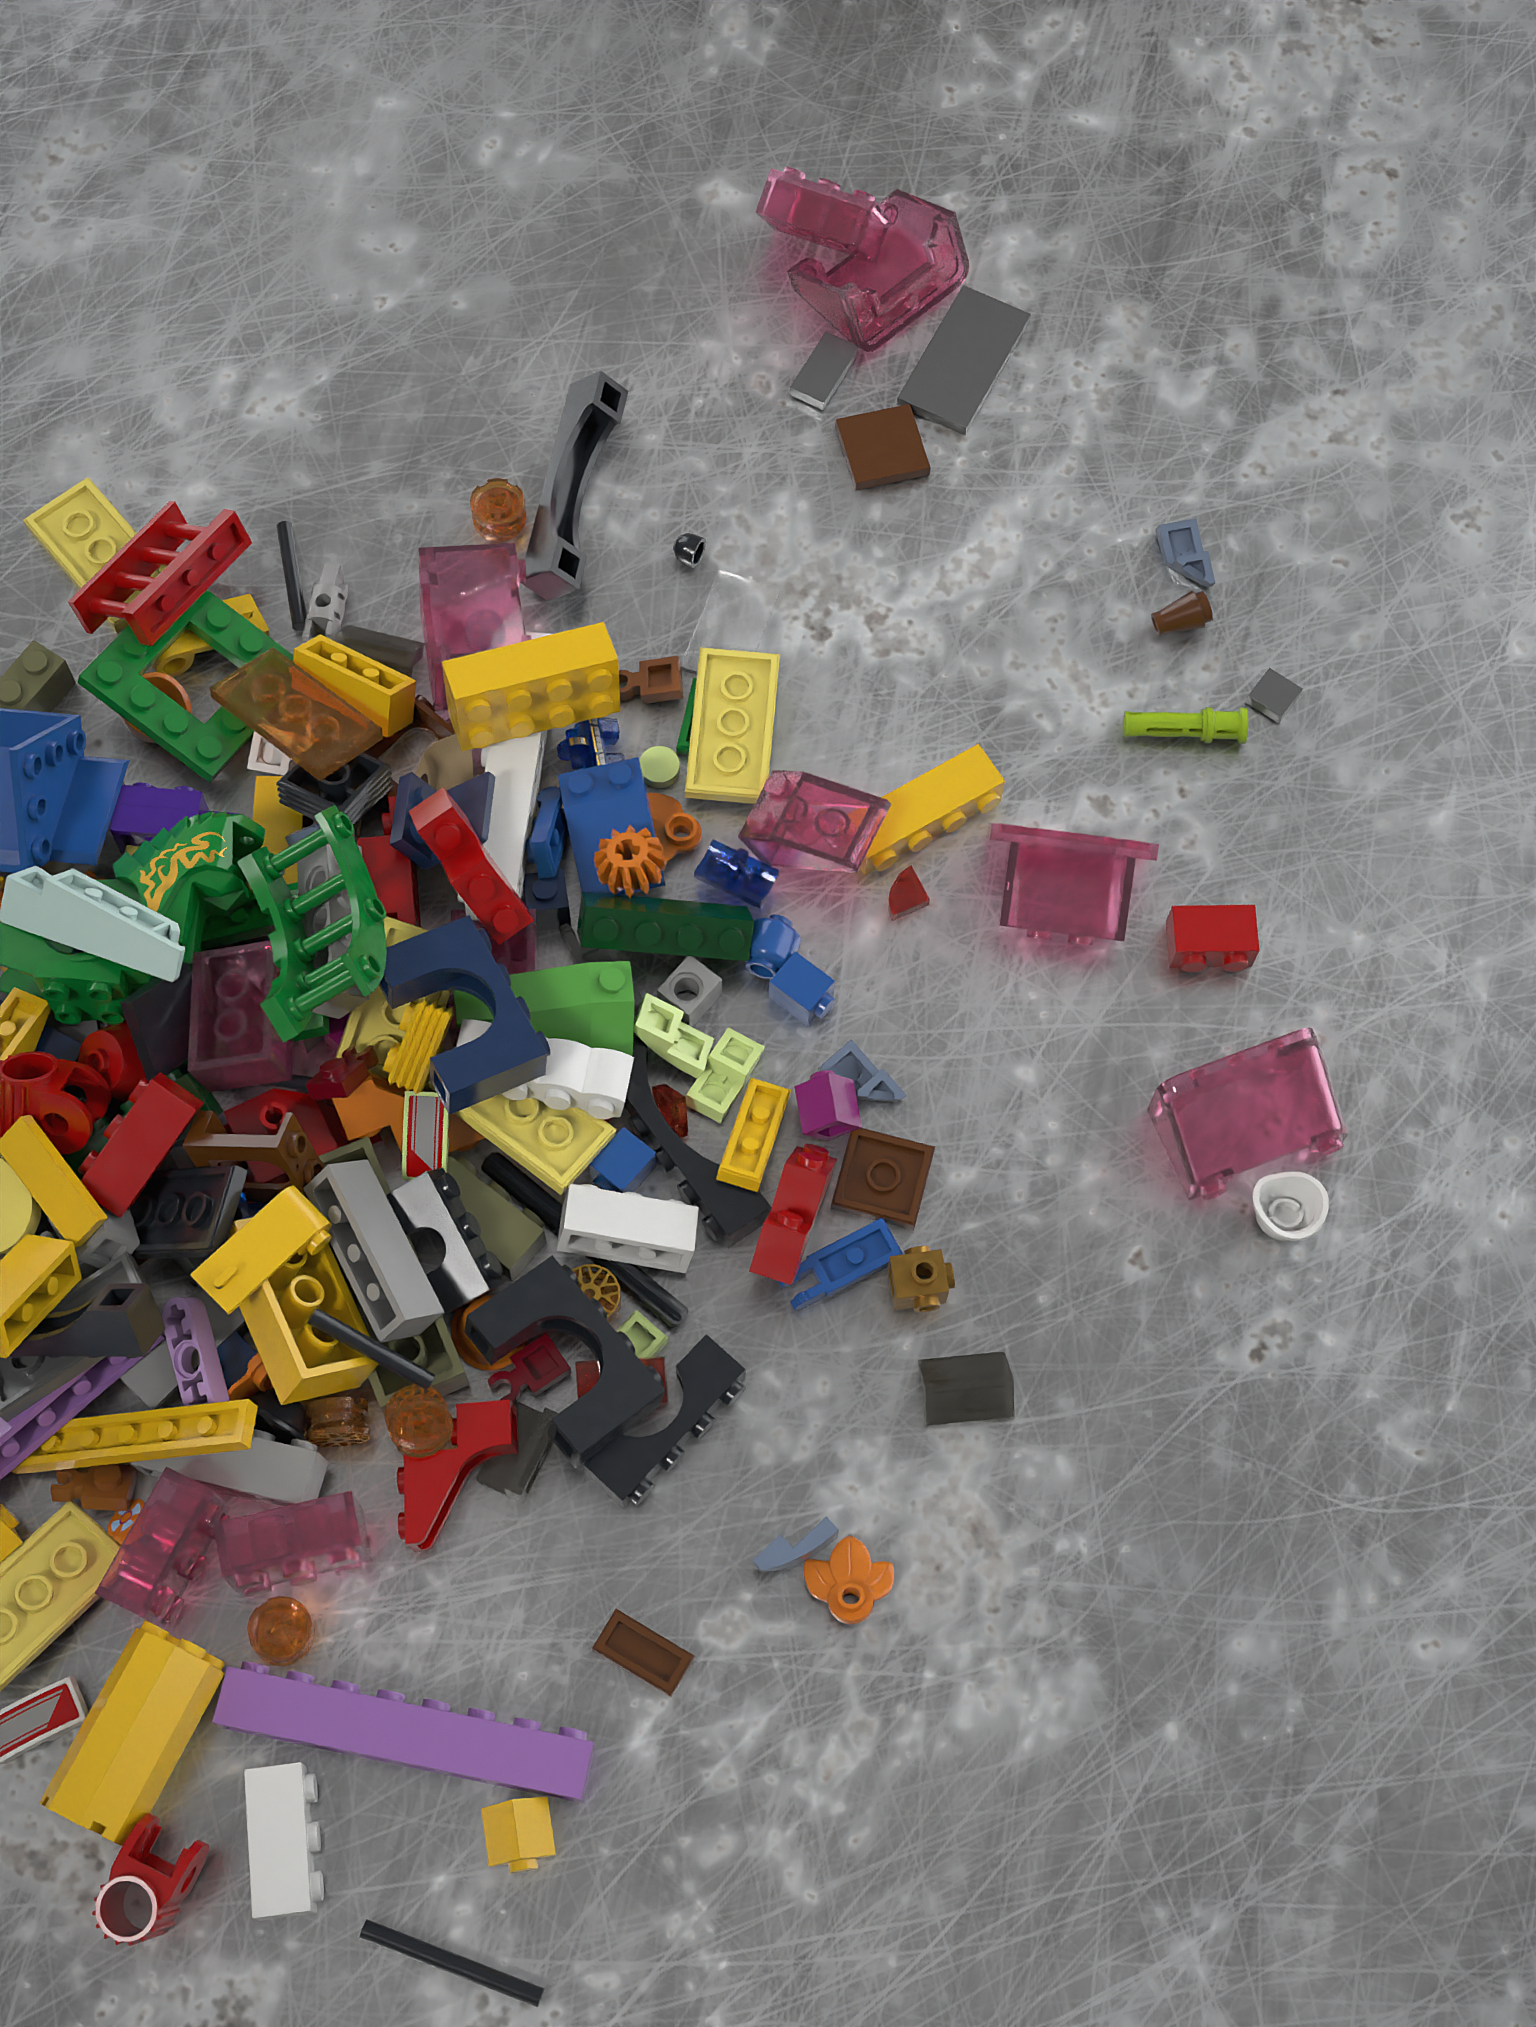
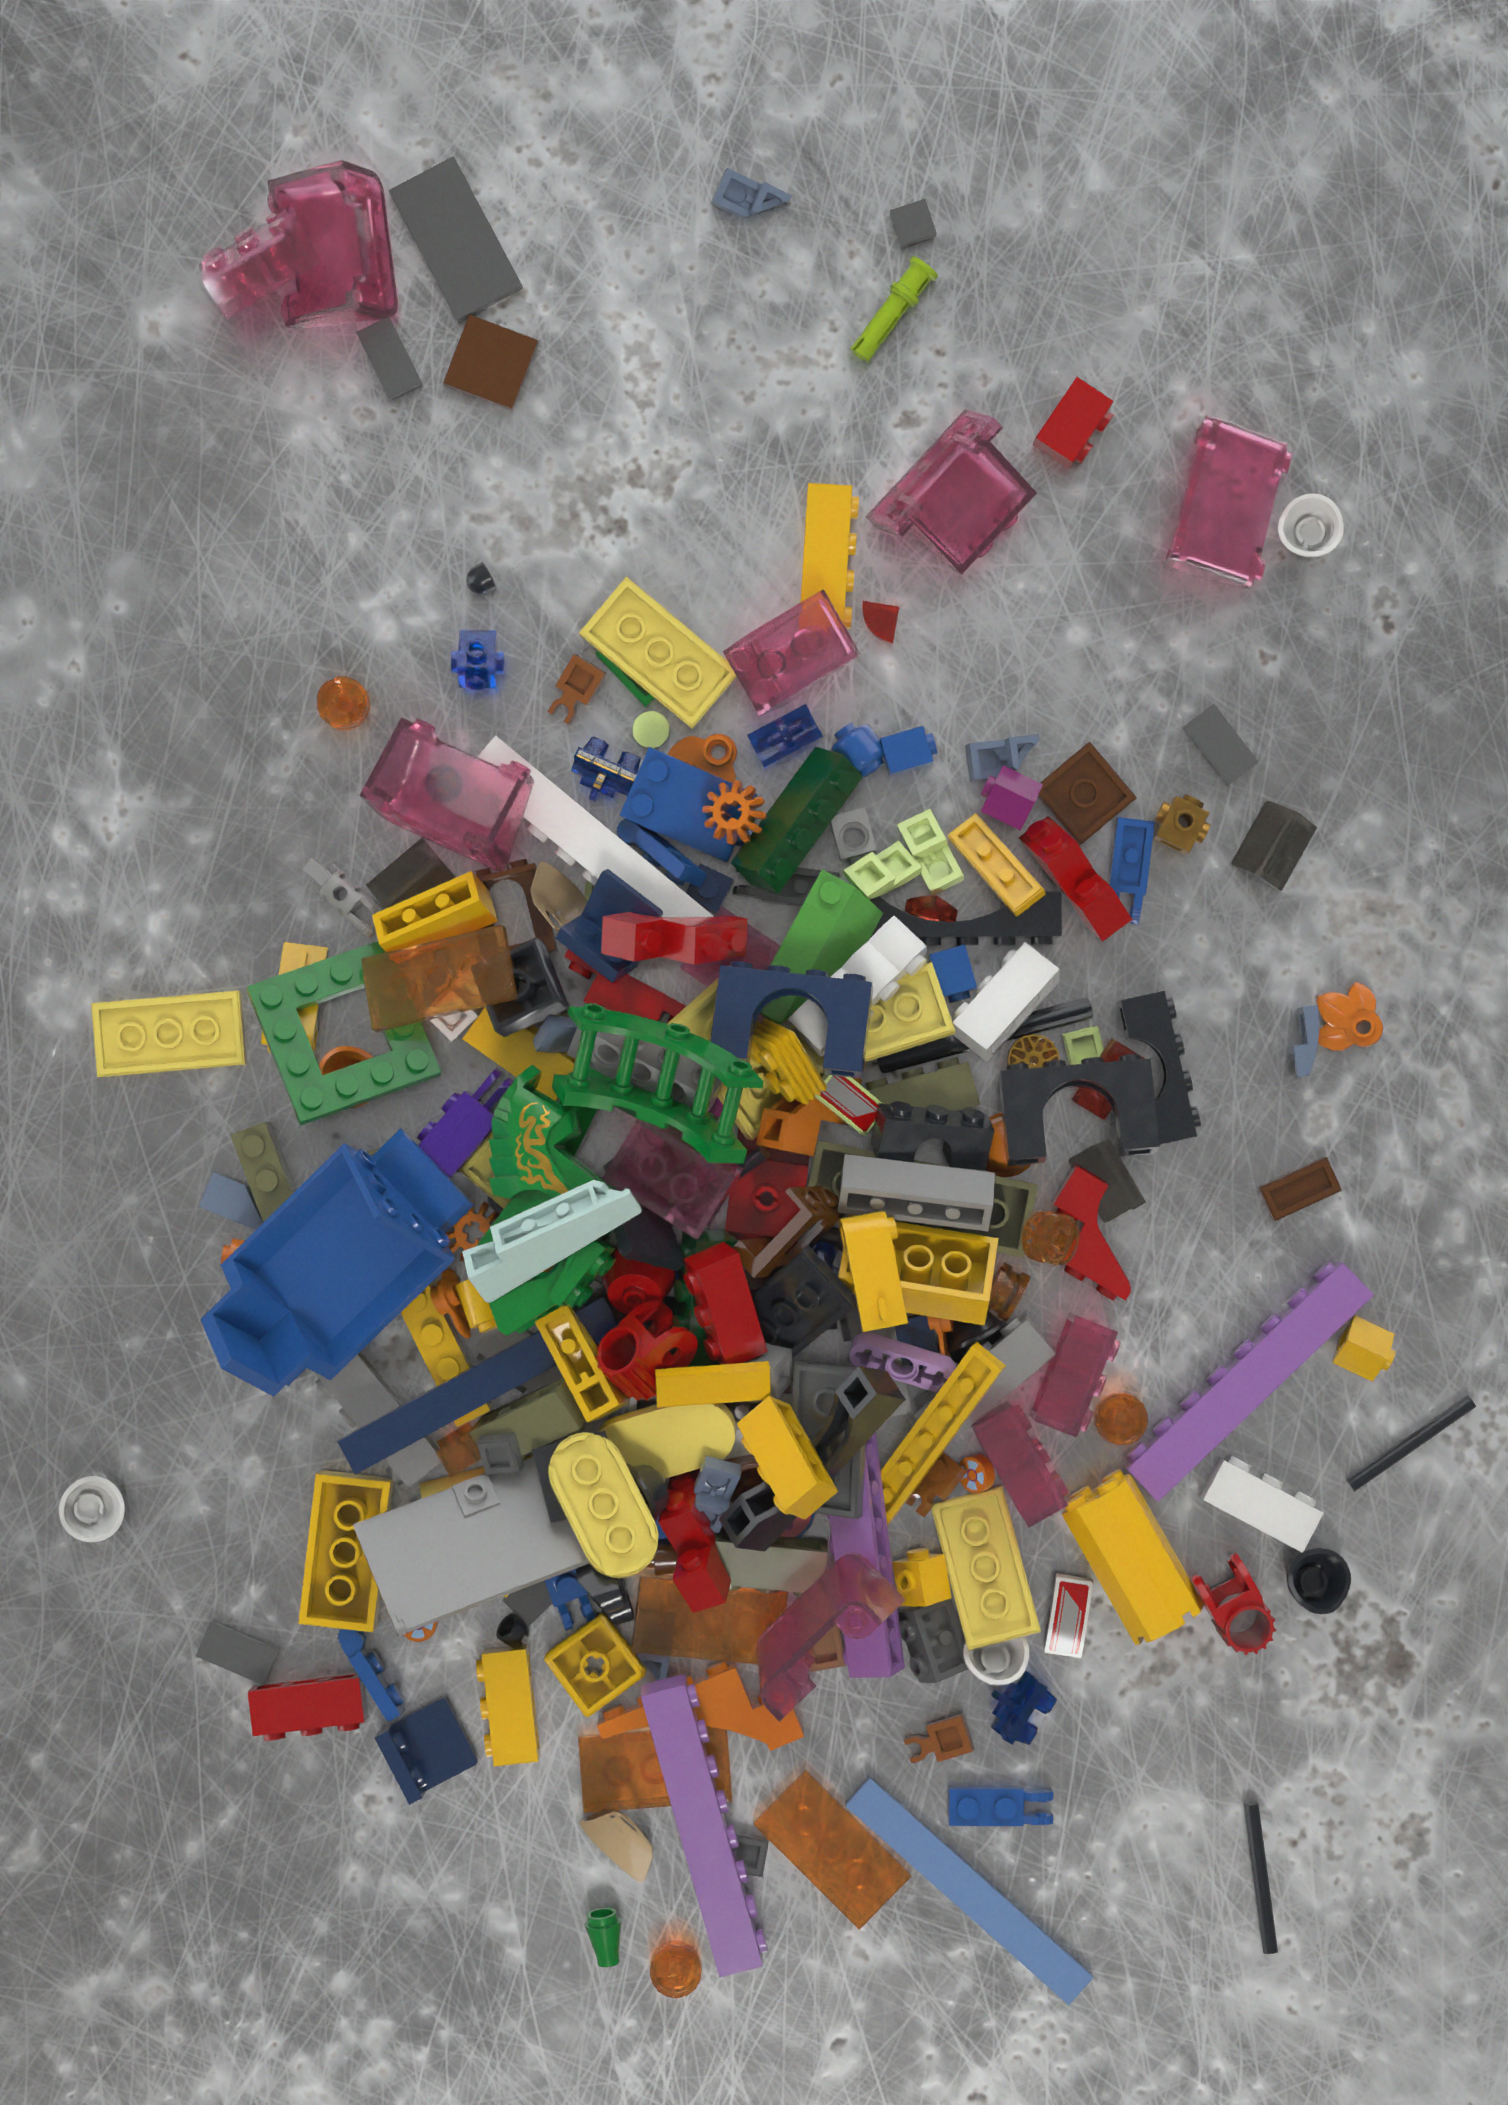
camera: 50 degrees left, 20 degrees up
(175, 588) = (268, 991): red fence -> none
(232, 1959) = (1319, 1580): none -> black helmet
(291, 574) = (289, 899): black bar -> none
(342, 1075) = (771, 1131): dark red plate -> none
(371, 1348) = (988, 1240): black bar -> none
(532, 686) = (552, 791): yellow brick -> none
(536, 1367) = (1059, 1131): dark red plate -> none
(587, 420) = (312, 578): black arch -> none
(615, 583) = (477, 659): none -> clear blue brick
(1024, 1271) = (1220, 744): none -> dark grey tile
(1184, 614) = (801, 241): reddish brown cone -> none

